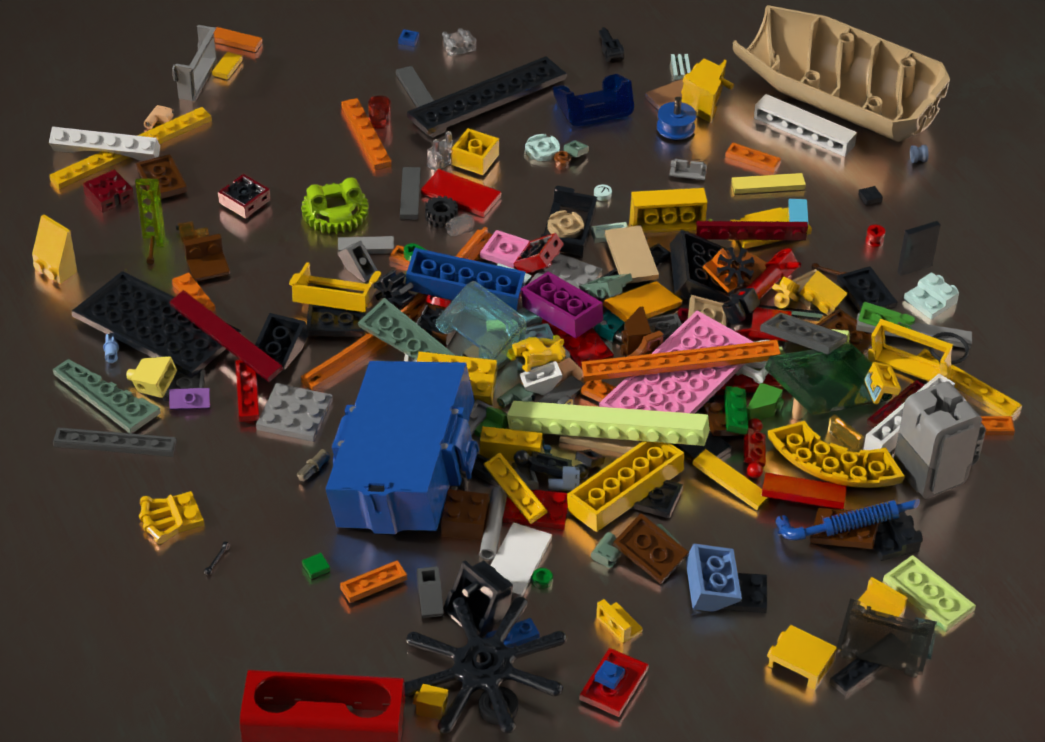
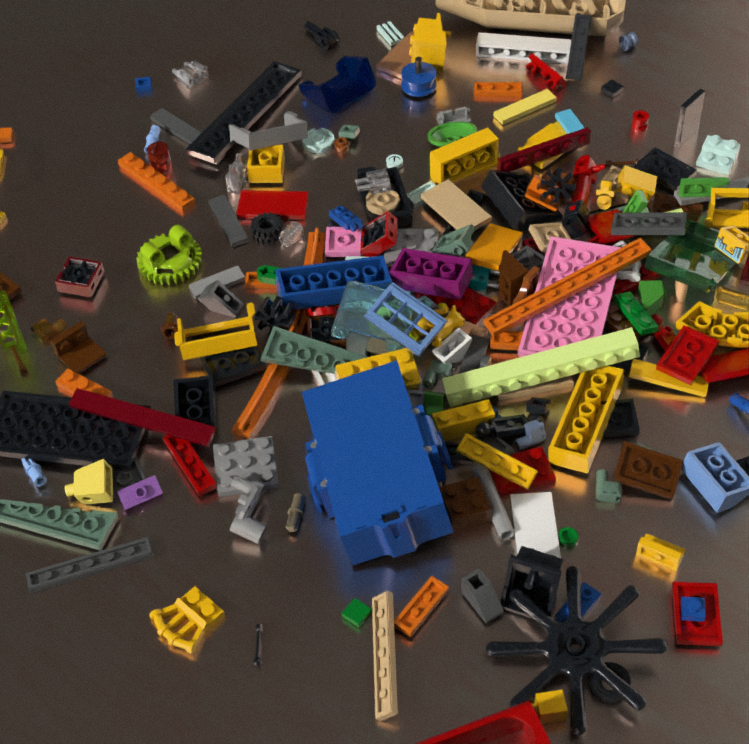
camera: 20 degrees left, 5 degrees up
(261, 454) = (242, 523): none -> light grey piece
(297, 266) = (170, 326): none -> reddish brown cone
(316, 606) = (384, 656): none -> tan tile
(388, 89) = (152, 137): none -> light blue axle
(494, 127) = (293, 130): none -> light grey piece
(519, 228) = (346, 218): none -> blue hinge
(519, 323) = (393, 331): none -> medium blue piece
(566, 204) = (377, 182): none -> clear piece
(671, 181) = (450, 132): none -> bright green dish
(757, 463) = (687, 355): none -> red plate
(809, 311) = (637, 203): none -> bright green slope
(812, 156) = (546, 72): none -> red plate
(853, 141) = (578, 47): none -> black tile

